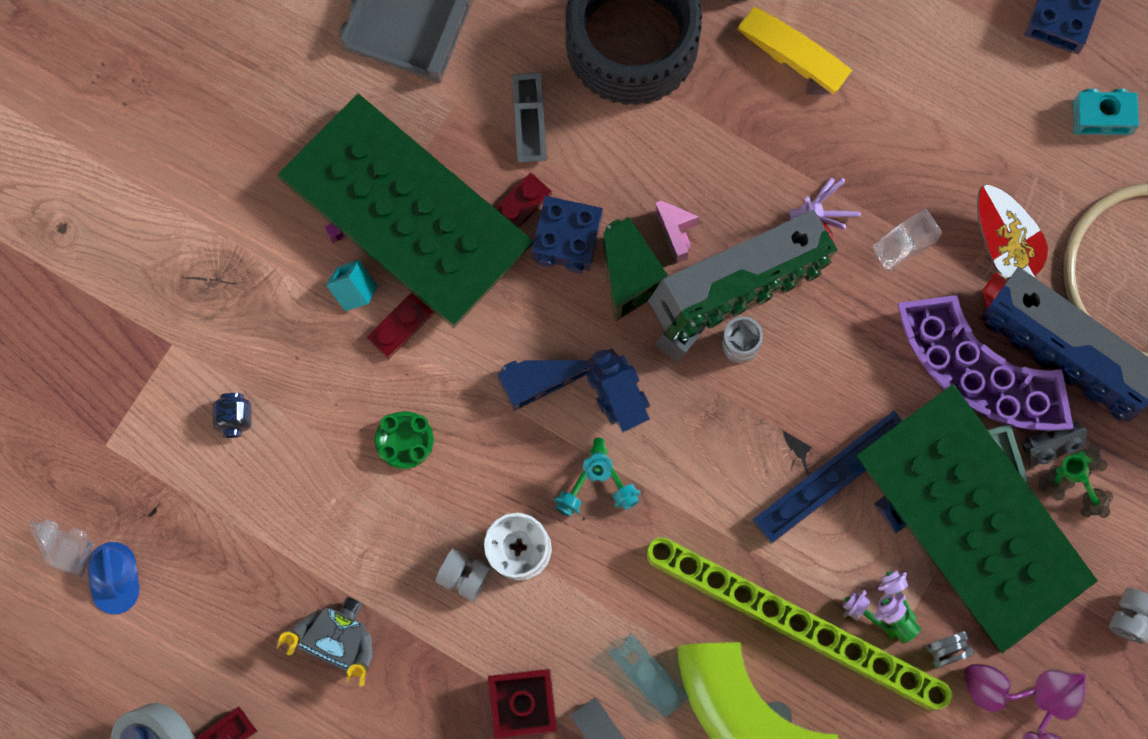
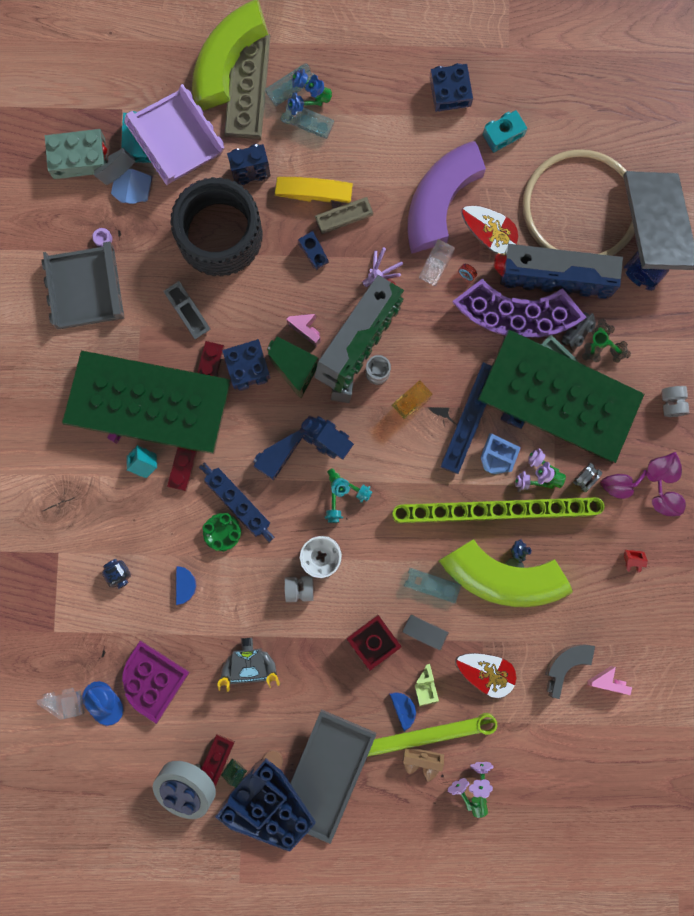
camera: 30 degrees left, 5 degrees up
(195, 585) = (151, 681): none -> magenta plate
(314, 483) = (185, 585): none -> blue tile
(447, 411) = (237, 502): none -> dark blue plate
(746, 131) = (313, 250): none -> dark blue leg
(765, 407) = (412, 400): none -> clear yellow slope
(797, 697) = (520, 550): none -> dark blue plant
(816, 107) = (344, 215): none -> dark tan plate
(843, 549) = (499, 455): none -> medium blue slope
(943, 276) = (467, 272): none -> clear red tile
(964, 144) = (437, 191): none -> medium lavender brick

